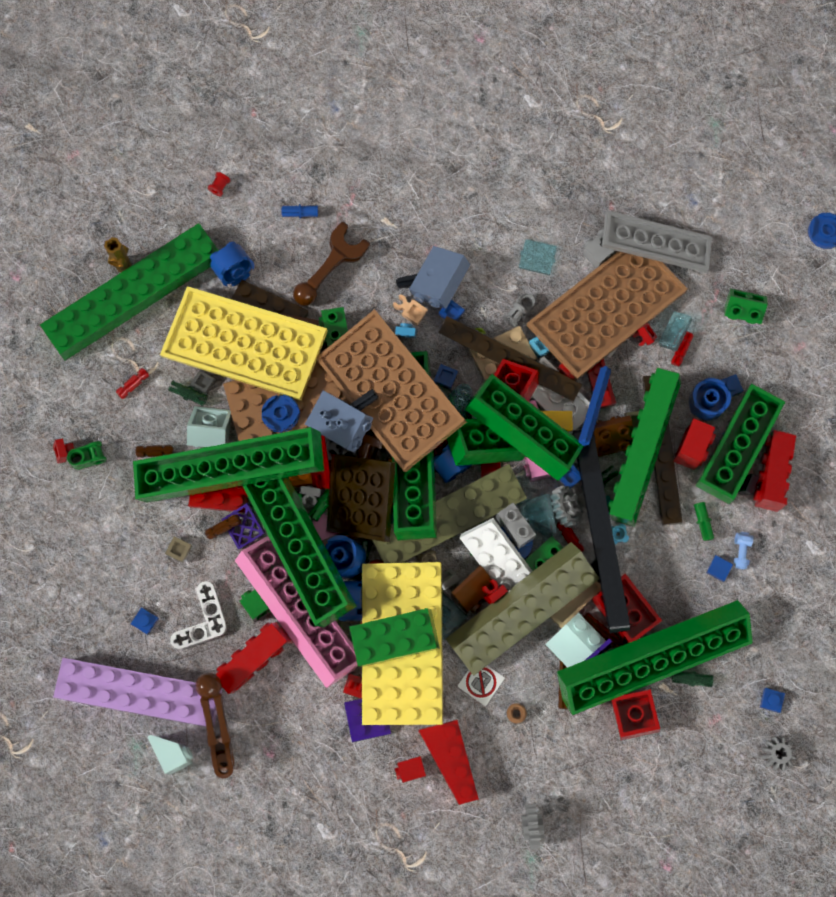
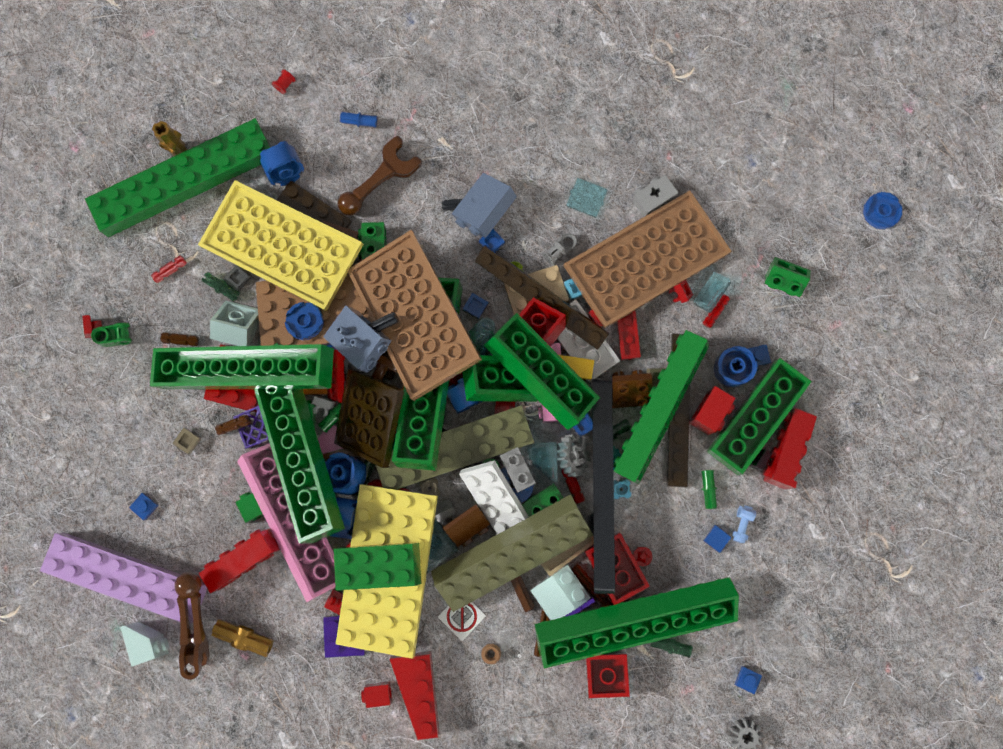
camera: 15 degrees right, 5 degrees up
(209, 633) = (203, 521): white beam -> none
(266, 735) = (242, 637): none -> pearl gold piece
(406, 330) = (440, 256): dark azure plate -> none
(411, 311) = (453, 235): light nougat plate -> none
(496, 592) = (486, 534): red tile -> none
(537, 649) = (523, 594): none -> reddish brown axle
(594, 406) = (617, 359): blue axle -> none
(651, 594) = (642, 556): none -> red tile
(656, 241) = (707, 198): light grey plate -> none

